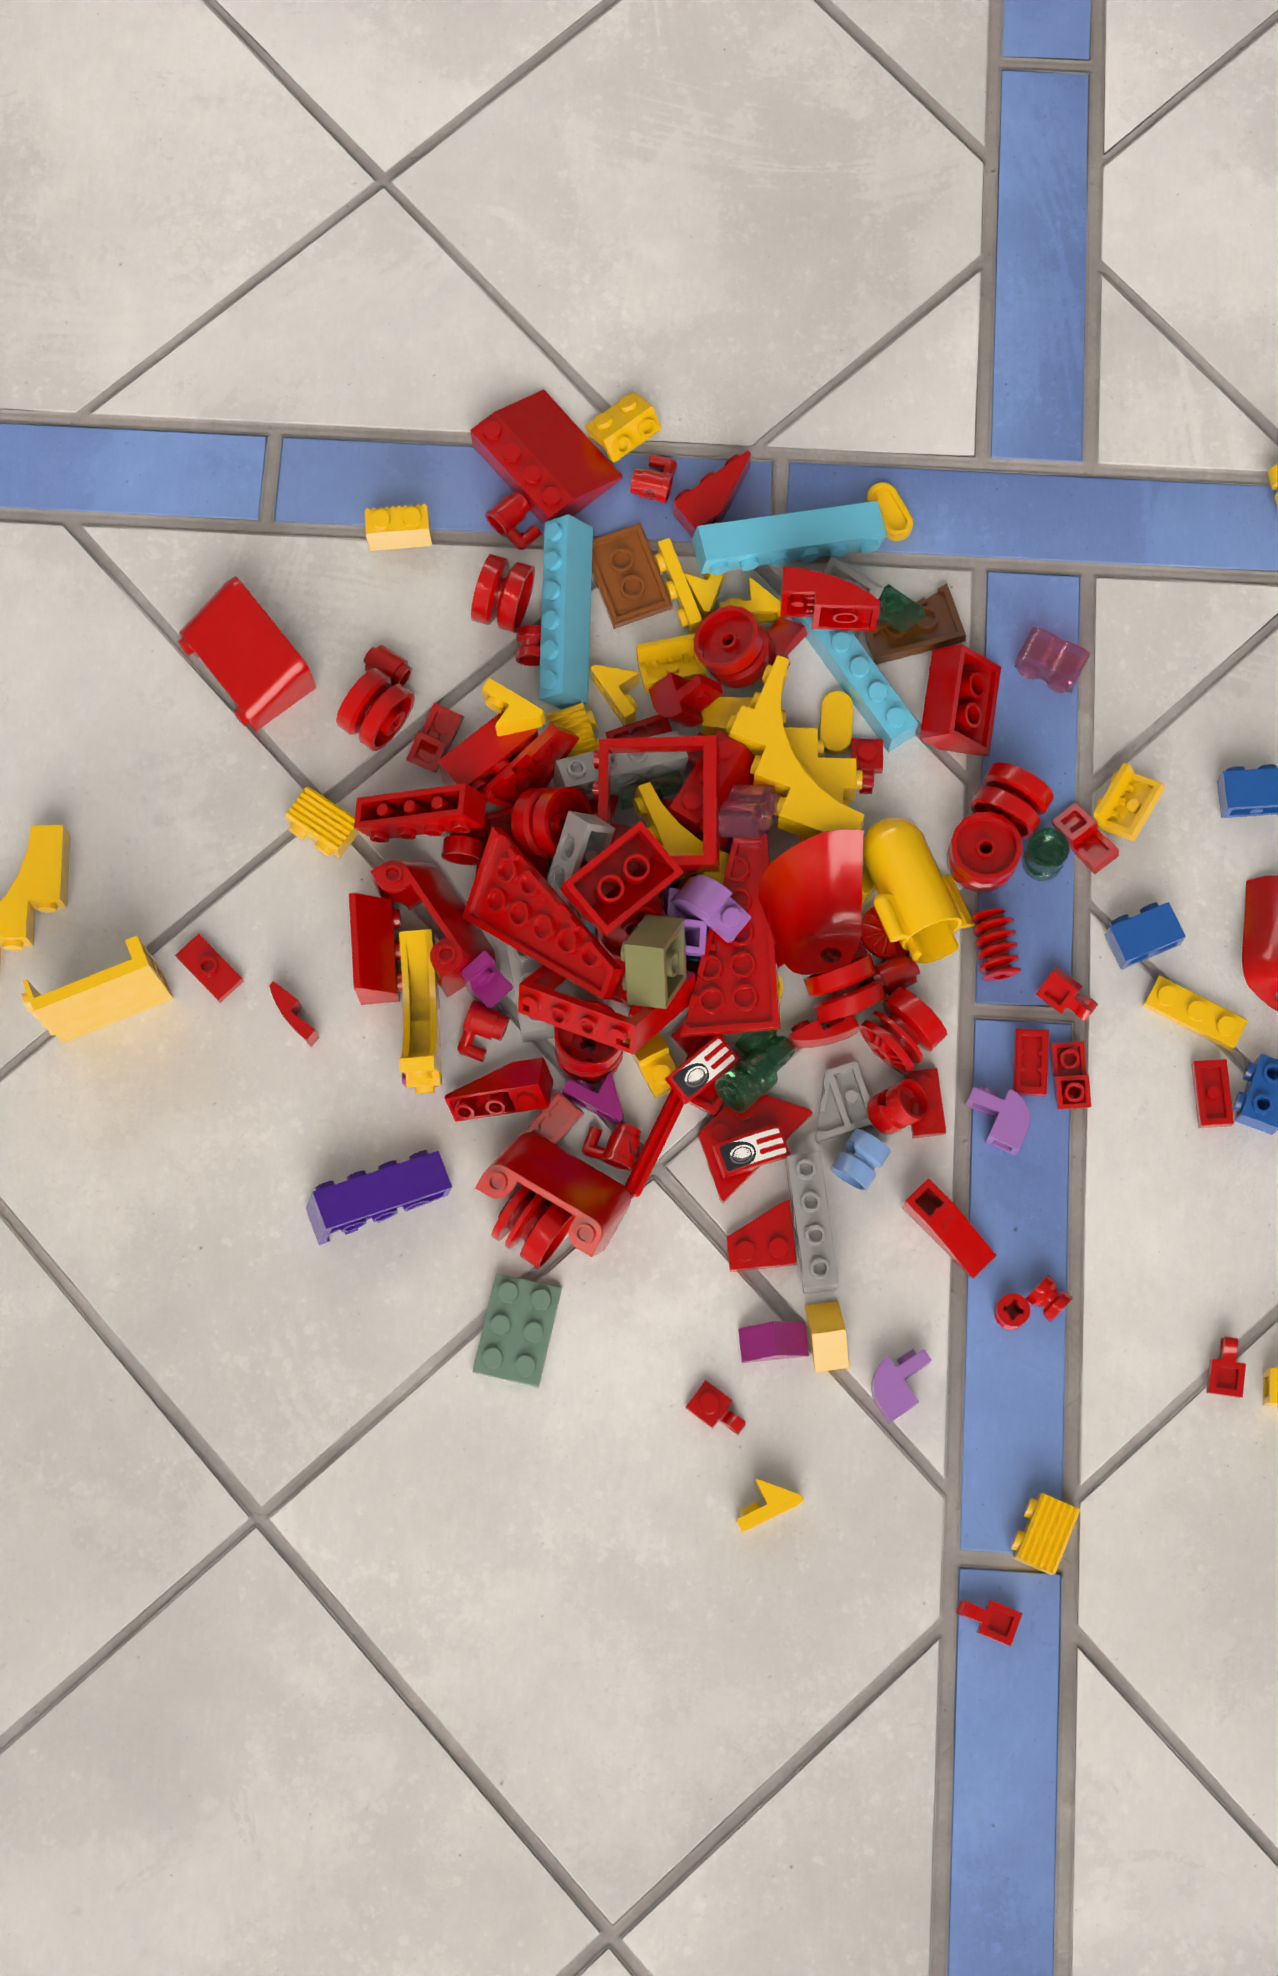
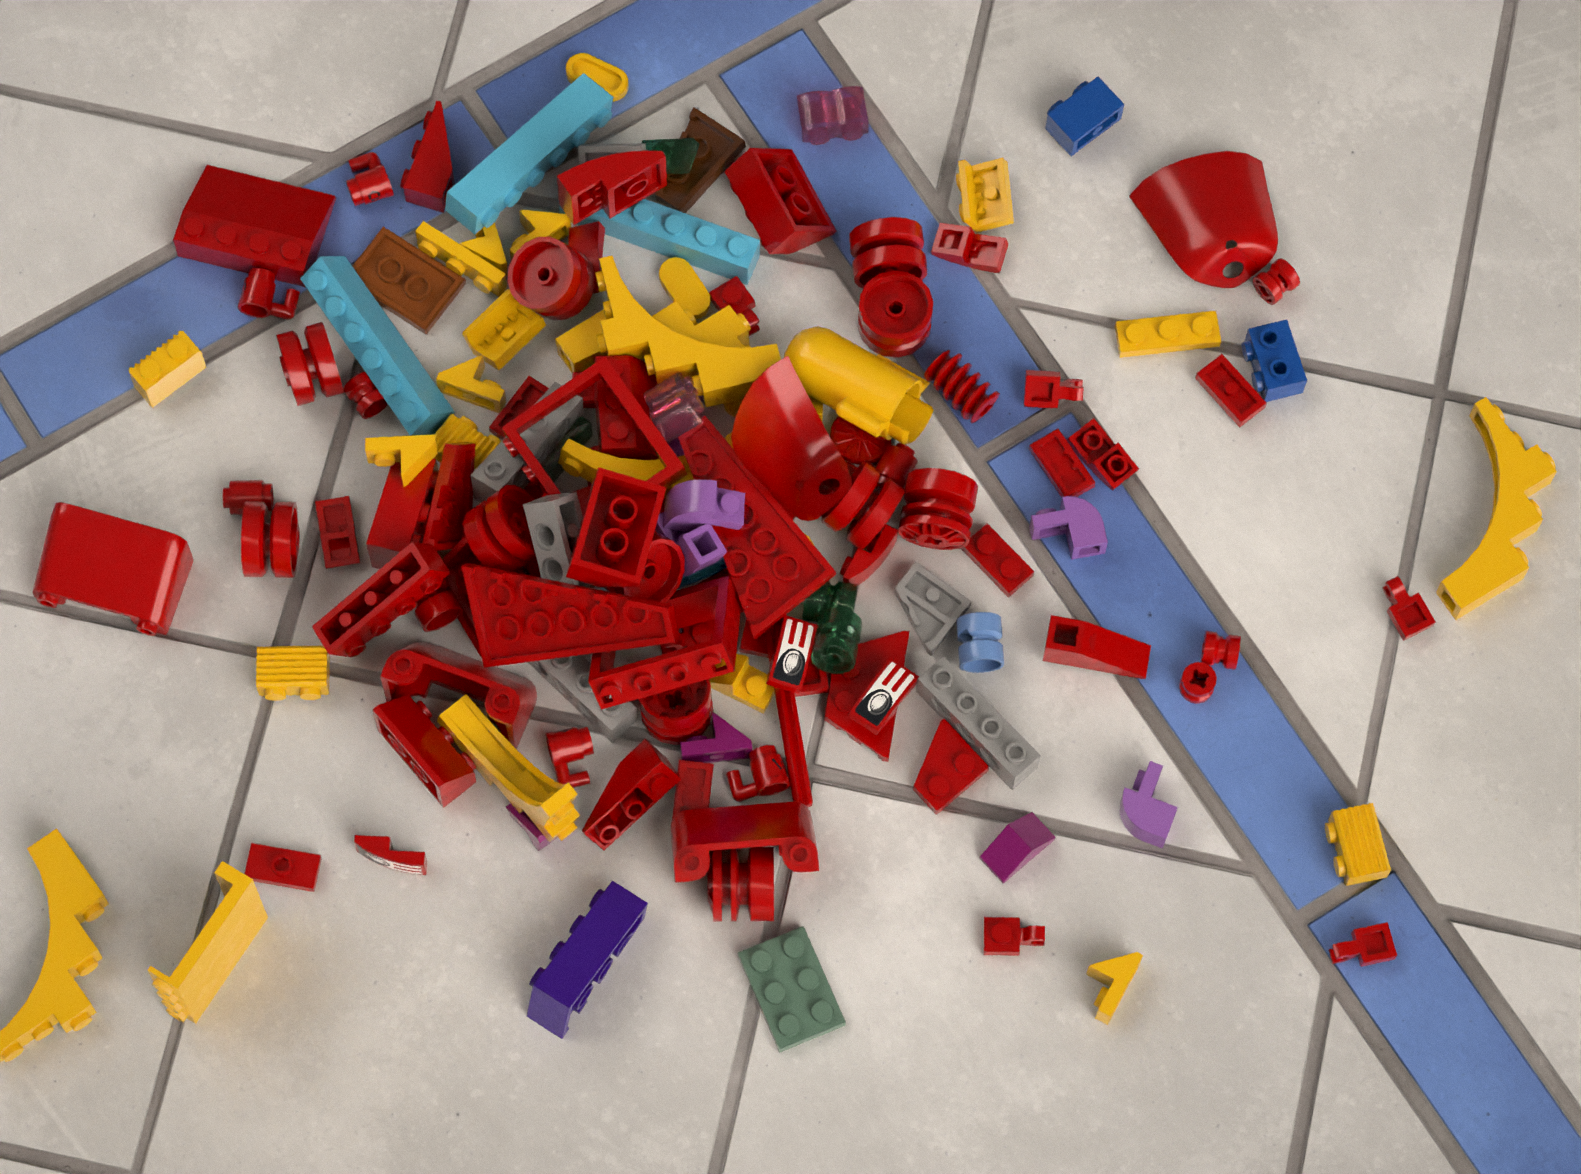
camera: 40 degrees left, 5 degrees down
(485, 981) = (545, 709): magenta slope -> none
(624, 426) = (305, 150): yellow bracket -> none
(654, 961) = (693, 581): olive brick -> none
(684, 699) = (540, 354): red brick -> none
(827, 1336) = (1059, 809): yellow slope -> none
(898, 1106) = (980, 575): red wheel -> none
(1045, 854) = (948, 281): clear green wheel -> none
(1144, 934) = (1079, 295): blue brick -> none

